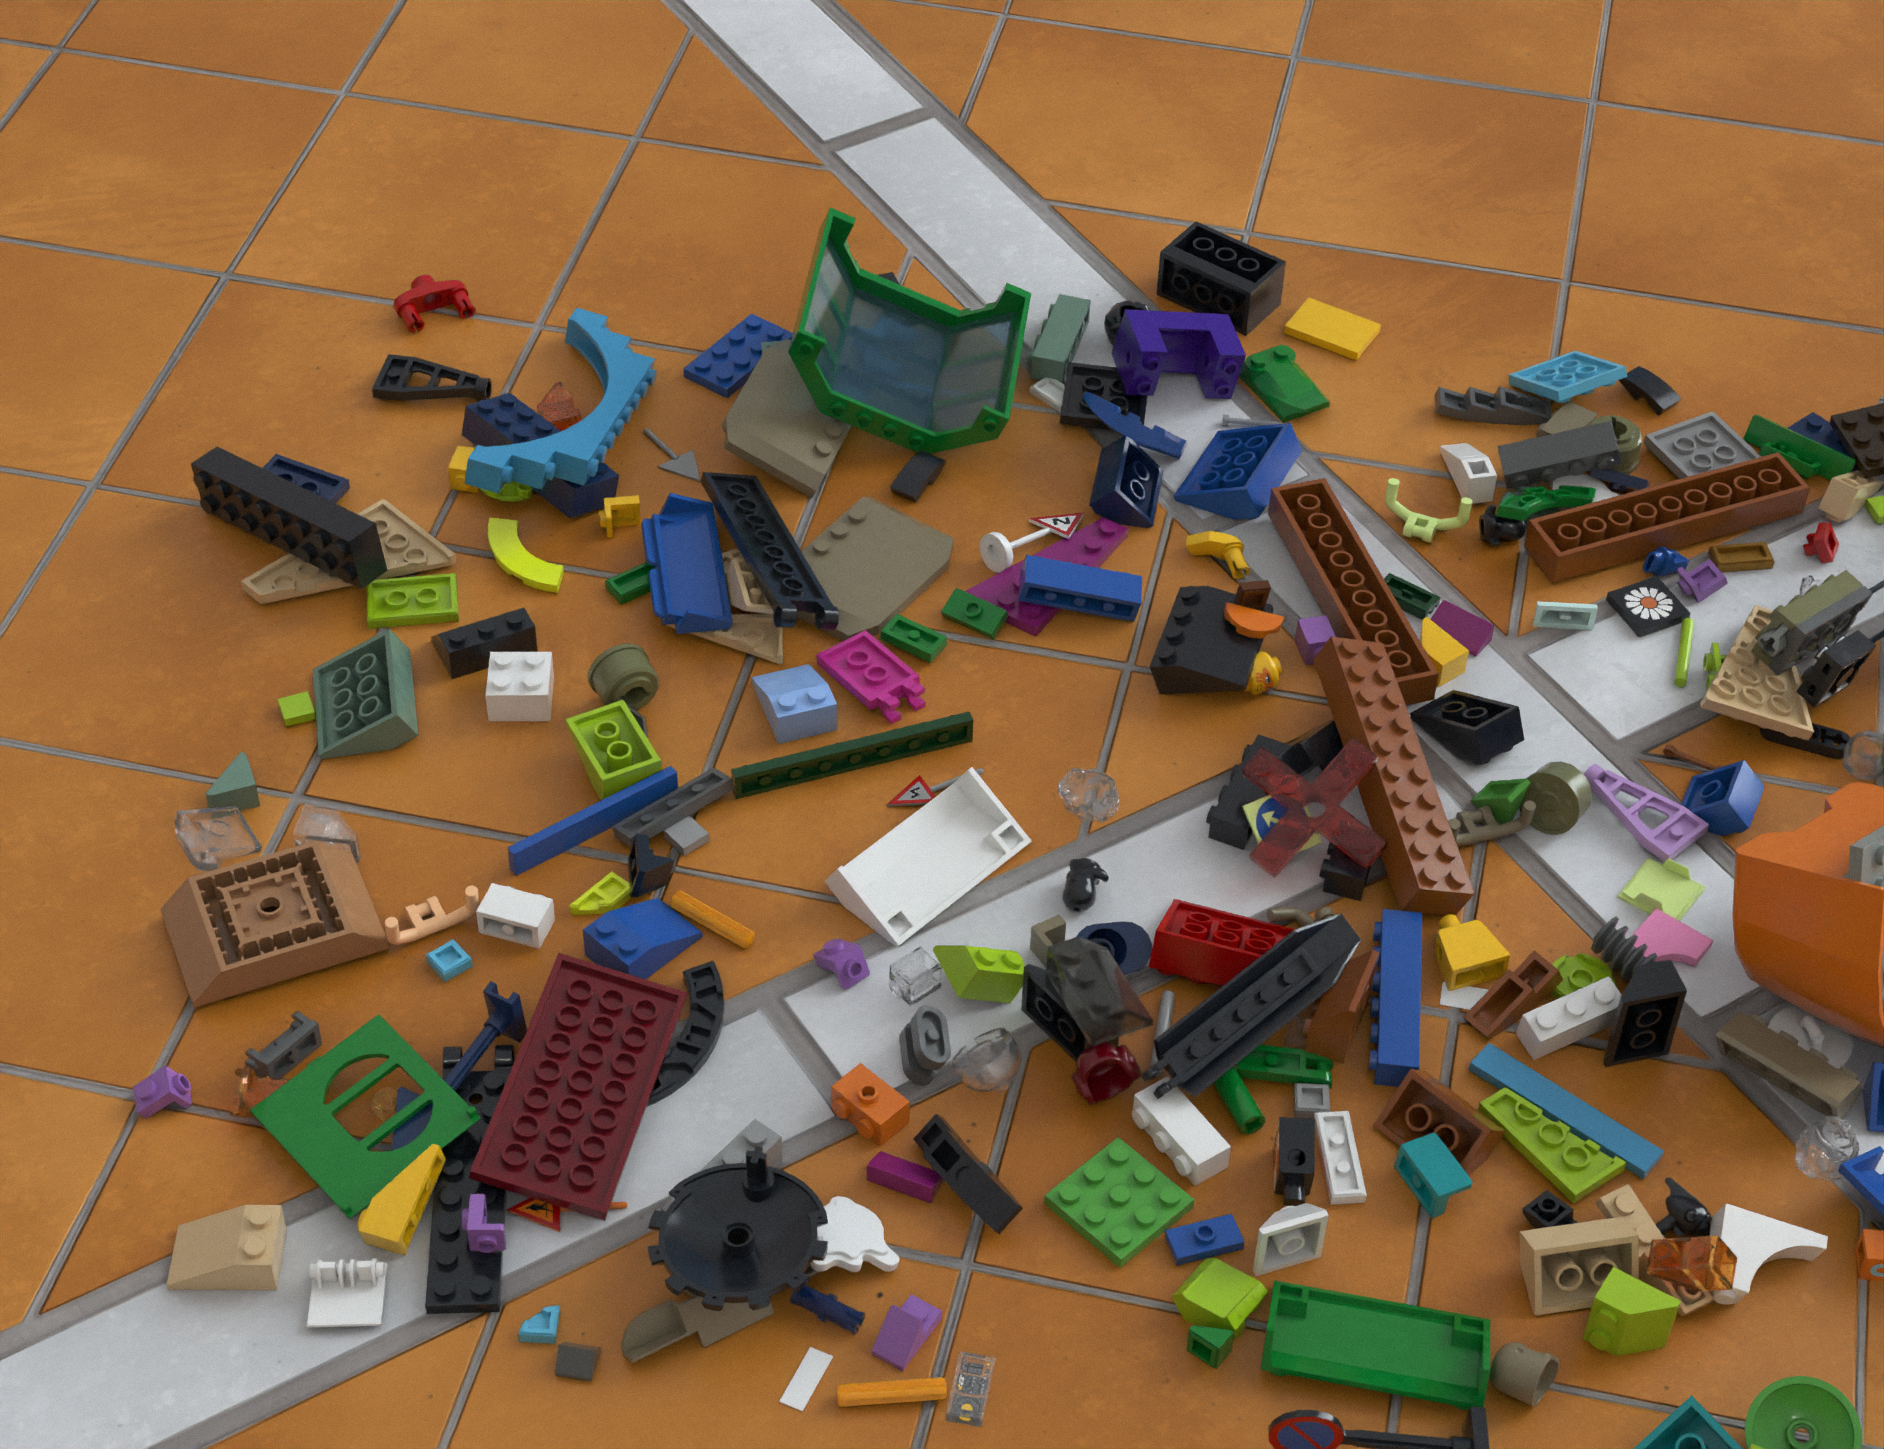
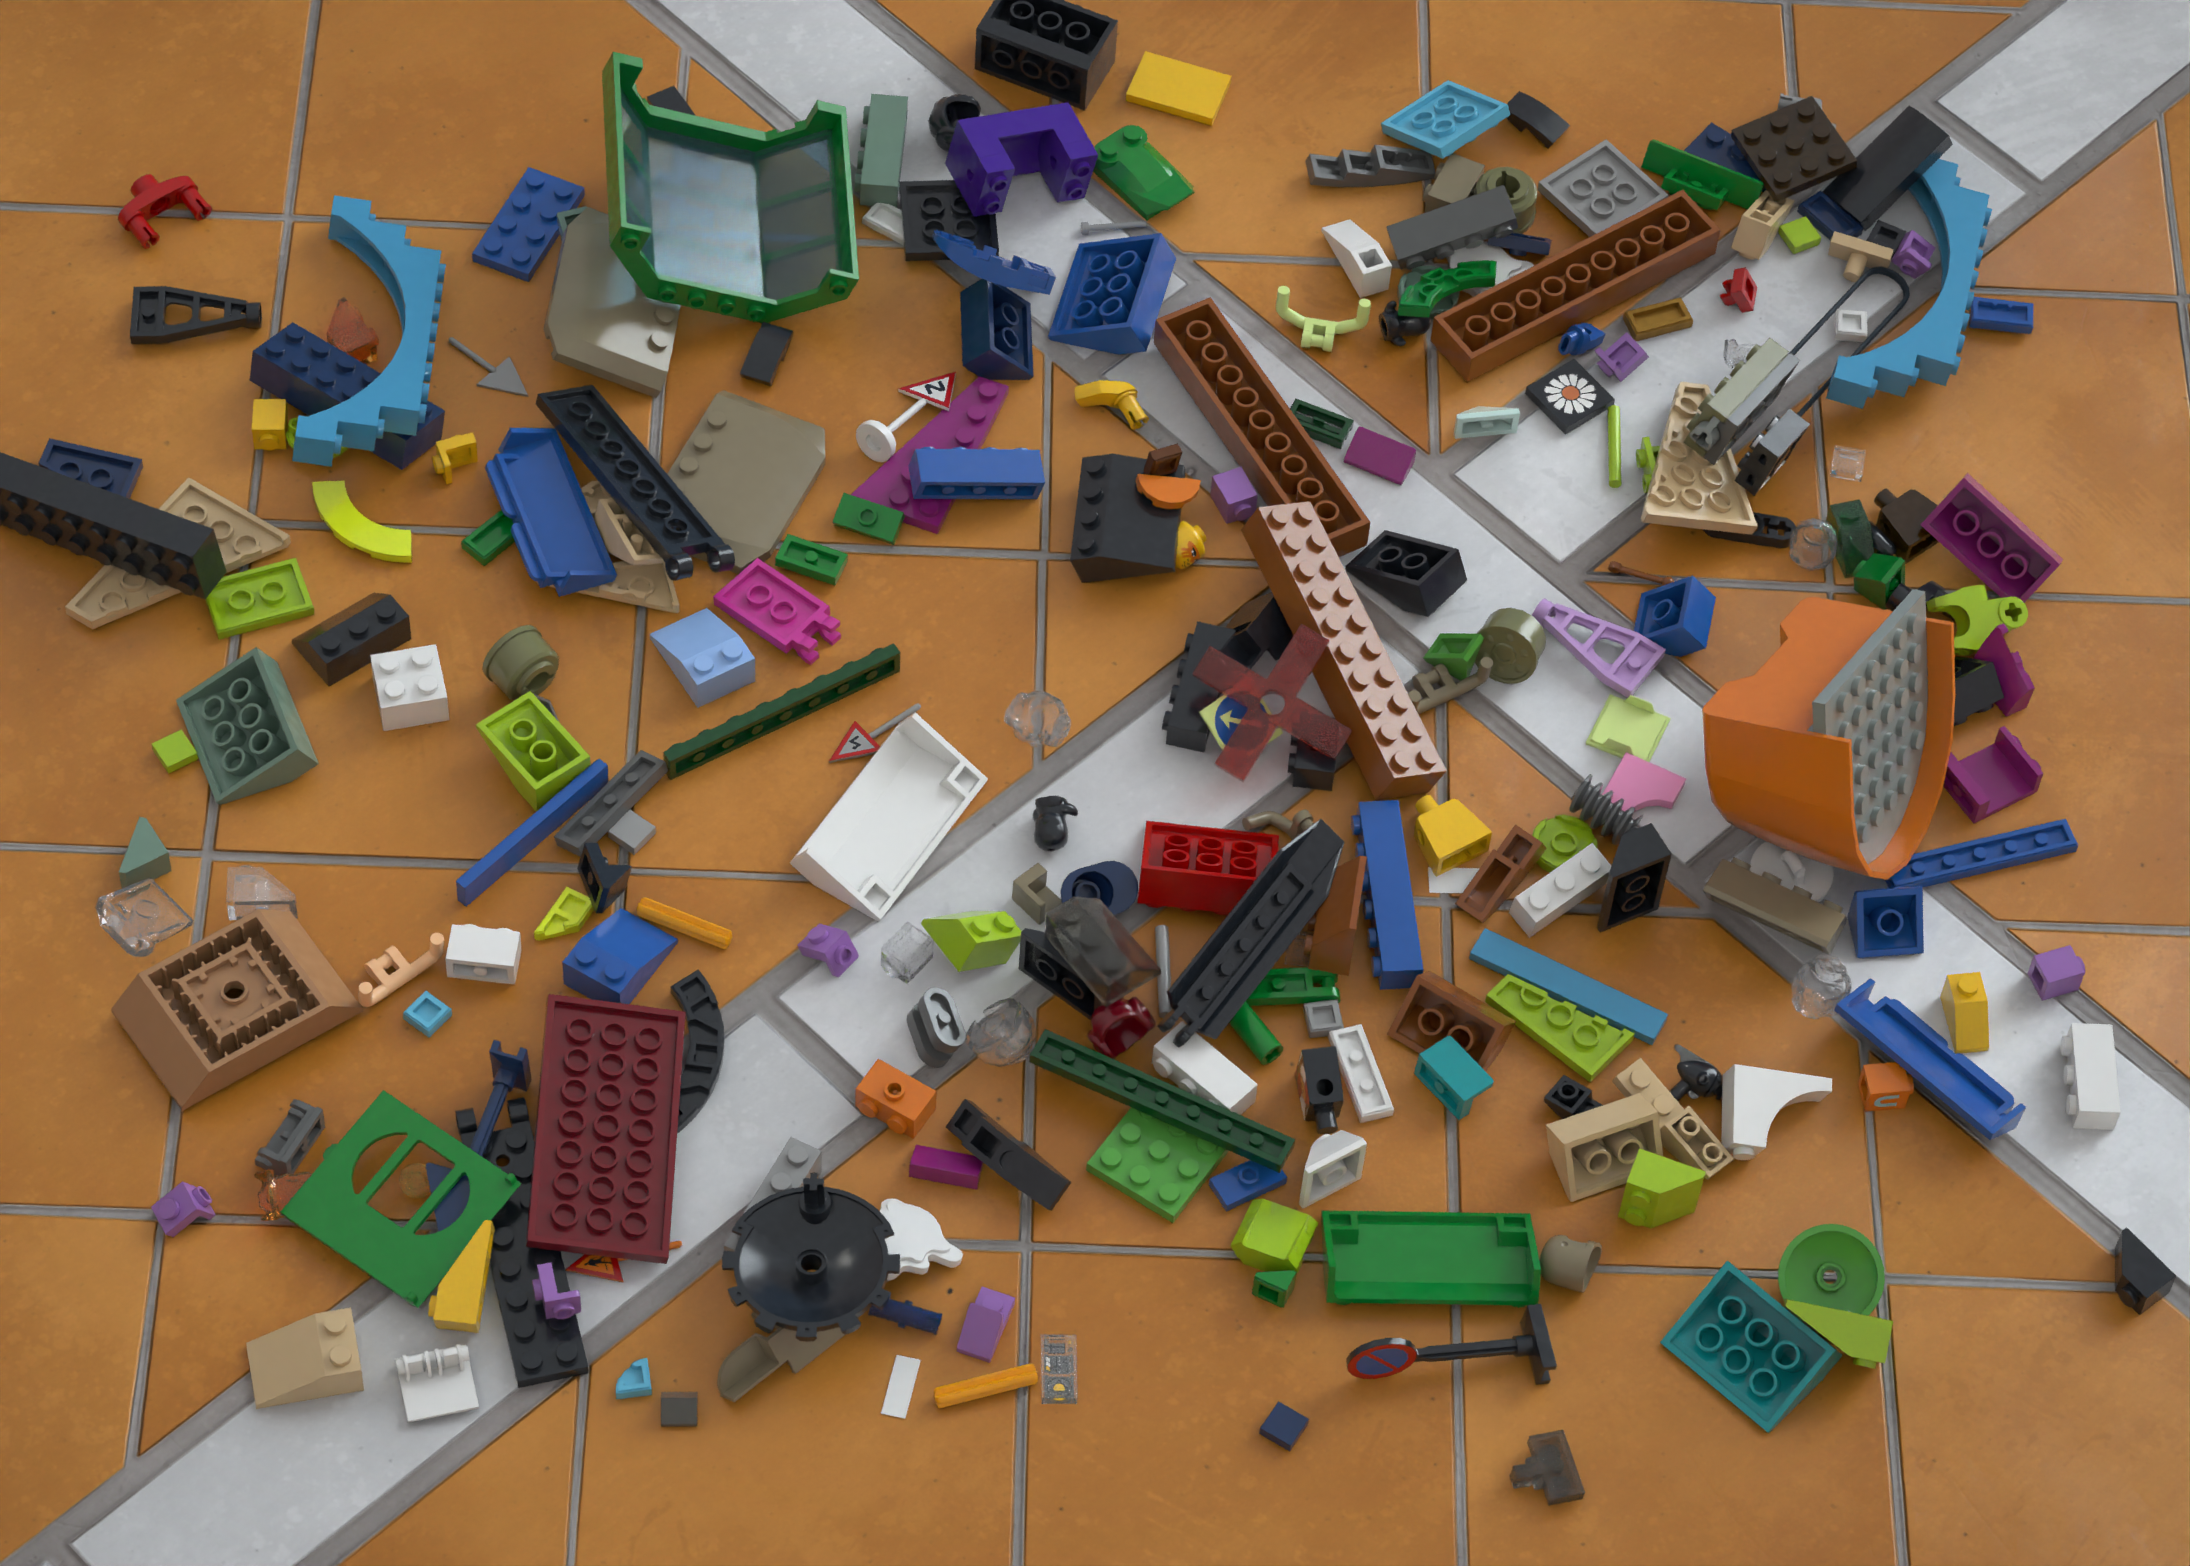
camera: 15 degrees left, 10 degrees up
(1133, 1147) = (1162, 1100): none -> dark green plate
(1444, 651) = (1367, 487): yellow slope -> none
(1693, 1262) = (1711, 1129): clear orange slope -> none

